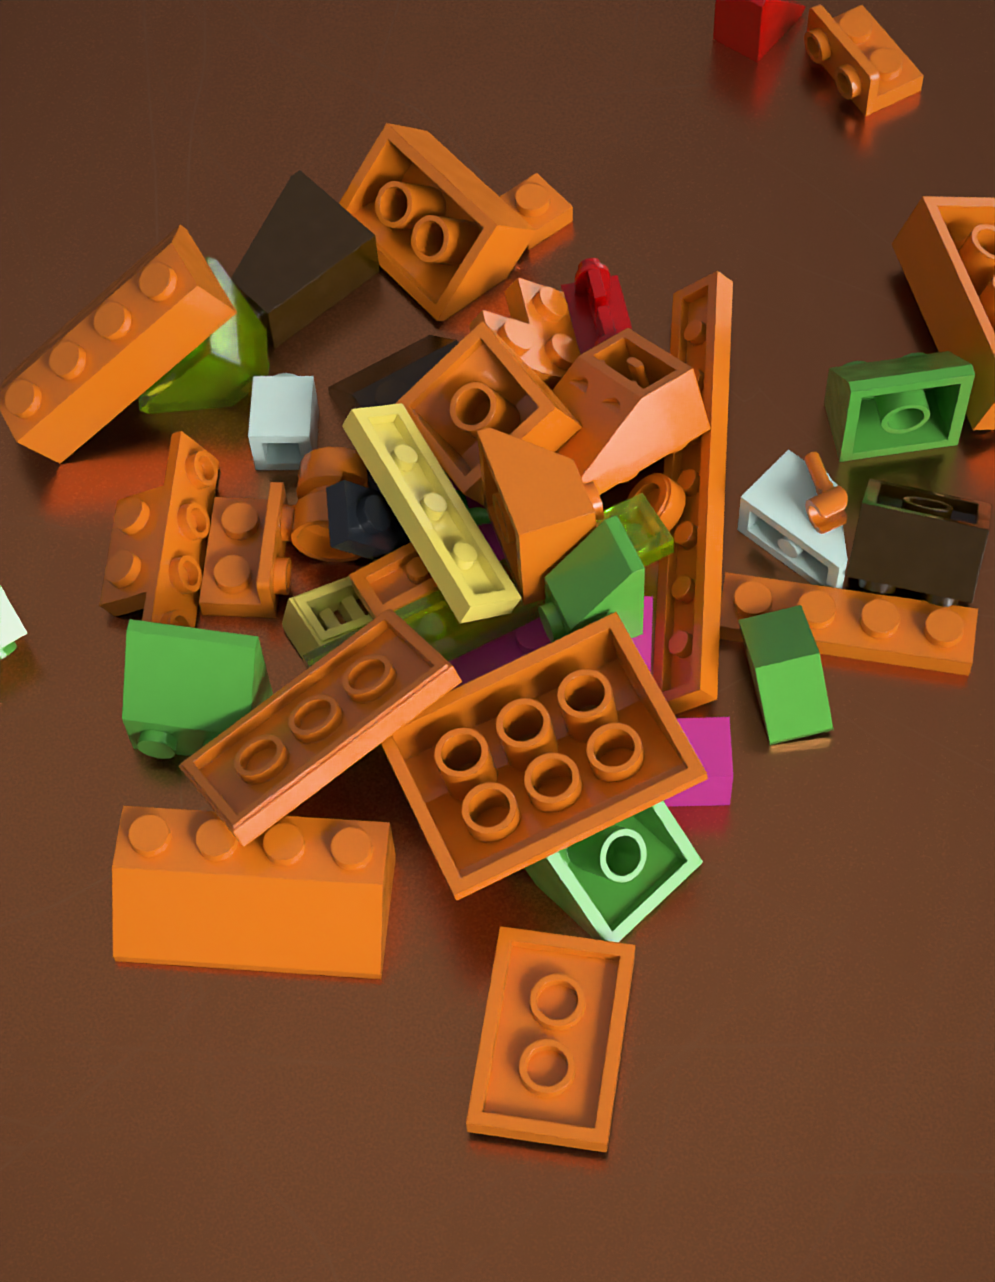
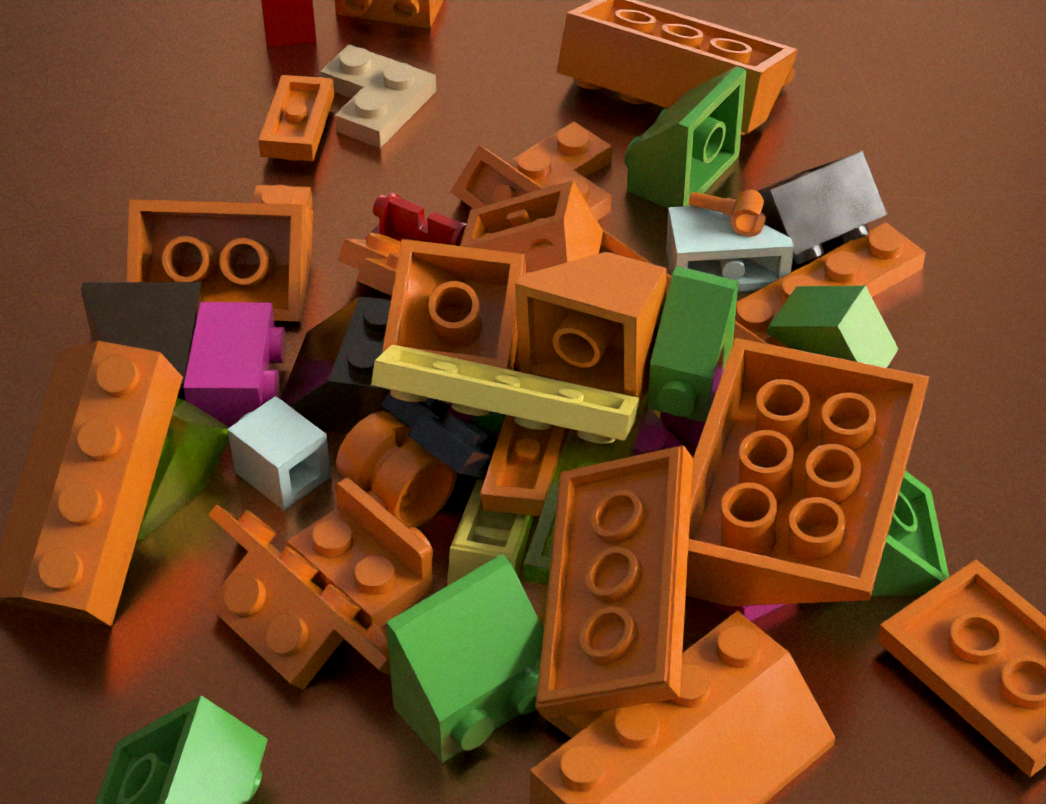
camera: 50 degrees left, 15 degrees down
(336, 322) = (234, 359): none -> dark pink brick
(639, 130) = (296, 118): none -> orange plate
(743, 160) = (380, 91): none -> tan plate
(777, 334) = (569, 156): none -> orange plate

